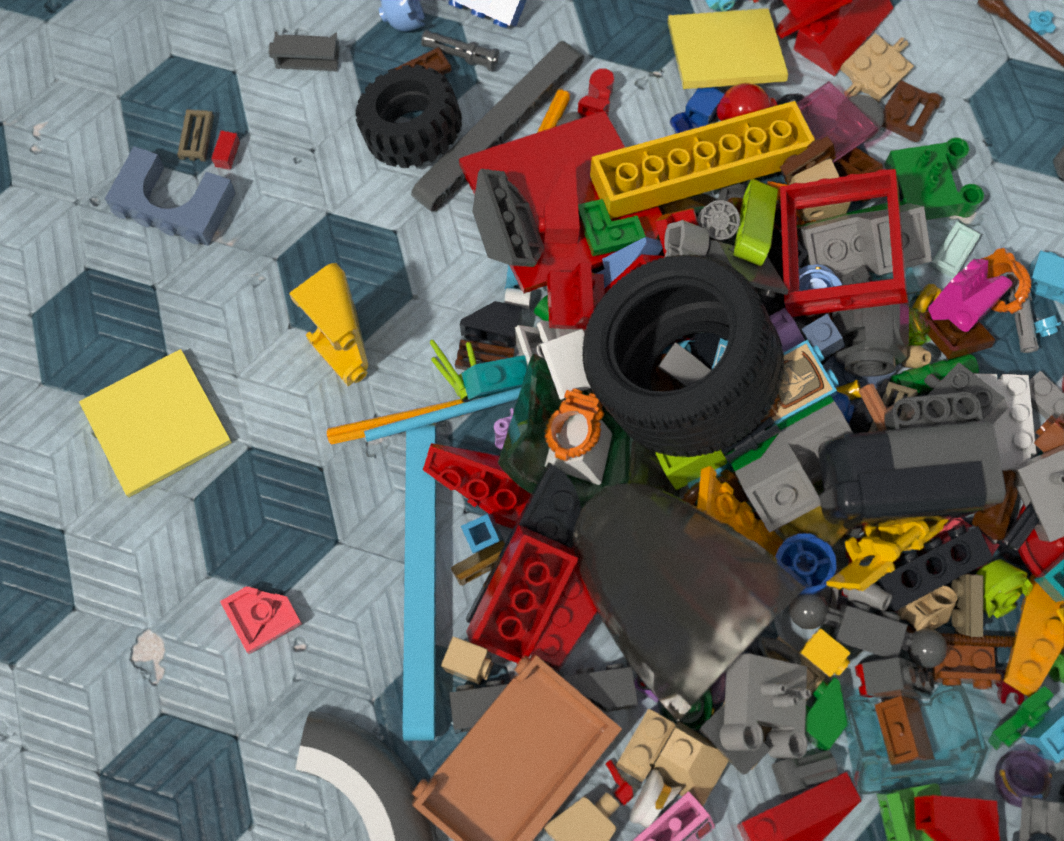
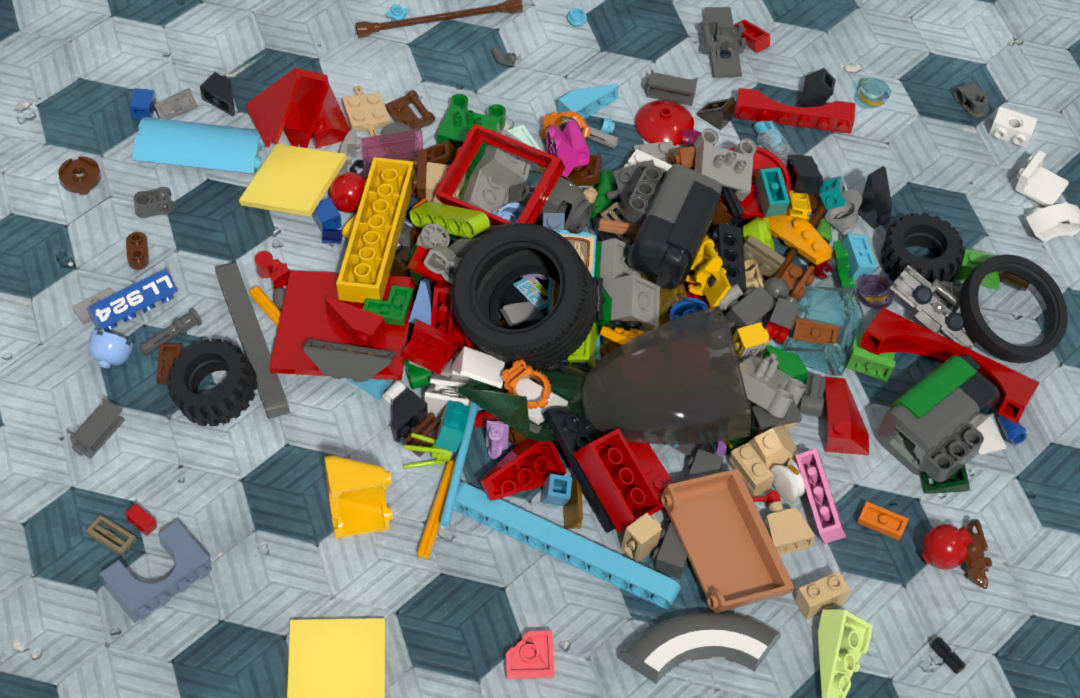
camera: 65 degrees left, 15 degrees down
(810, 76) = (349, 148): none -> light grey slope

